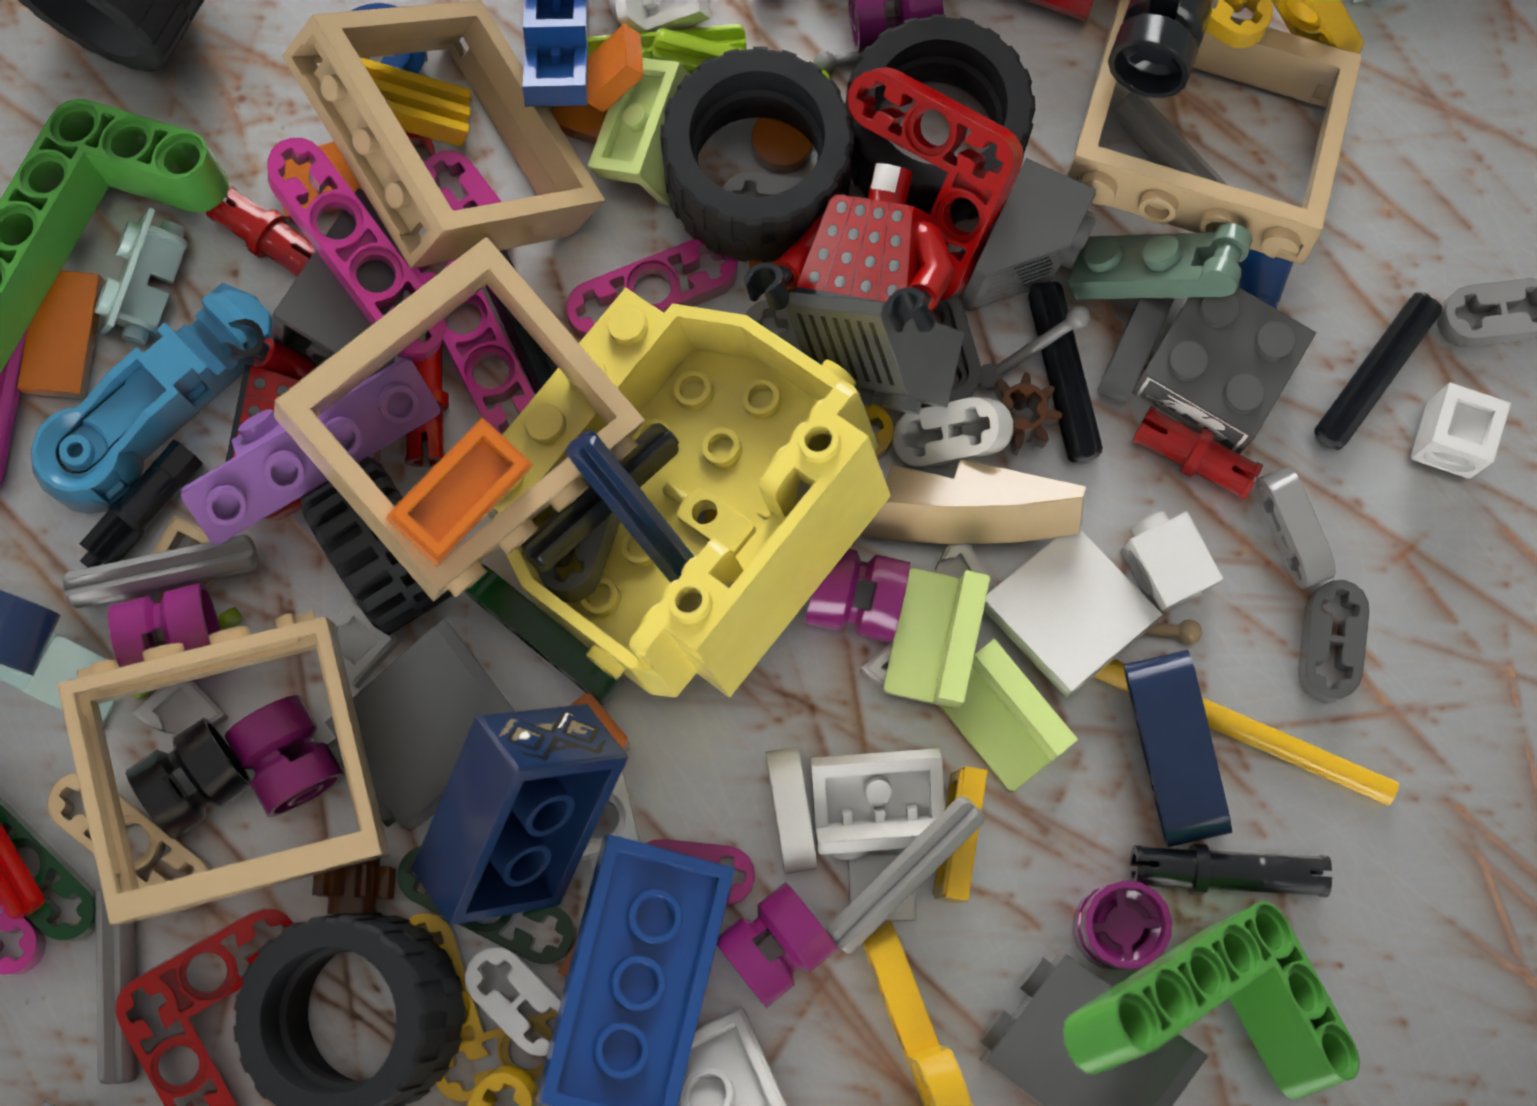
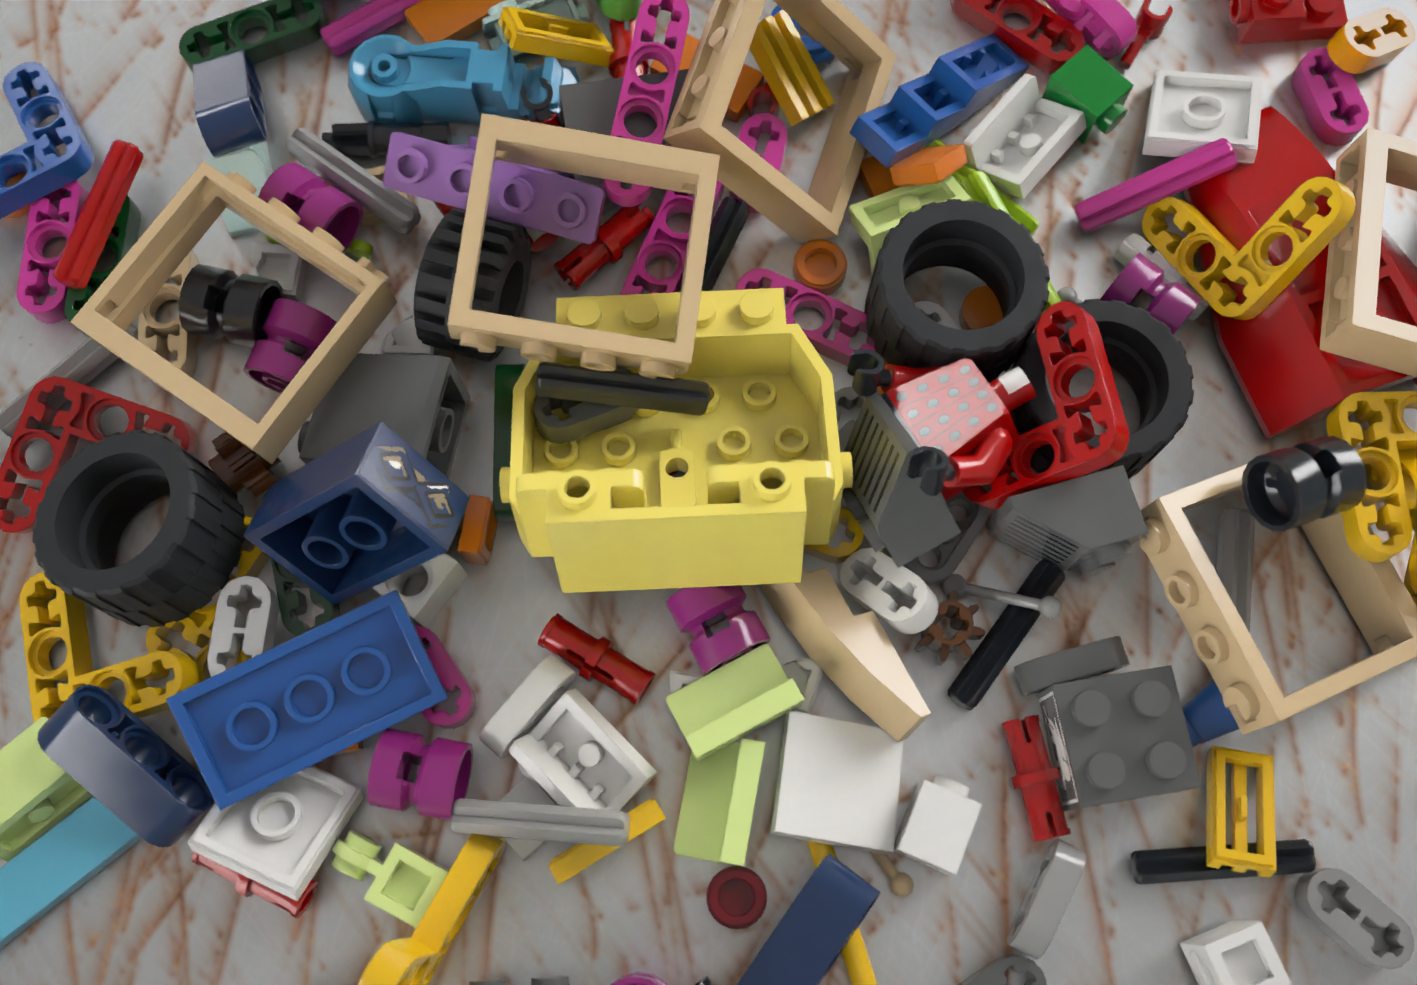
camera: 55 degrees right, 5 degrees down
(185, 274) = (555, 36): none -> yellow tile
(459, 492) = (524, 279): orange tile -> none
(613, 238) = (820, 266): none -> orange tile
(629, 504) = (625, 396): dark blue axle -> none
(798, 721) = (596, 659): none -> red pin
(852, 1032) = (402, 883): none -> yellowish green plate
(1090, 771) = (736, 897): none -> dark red tile
(1161, 265) = (1144, 632): sand green plate -> none
(1387, 355) = (1238, 857): none -> yellow tile

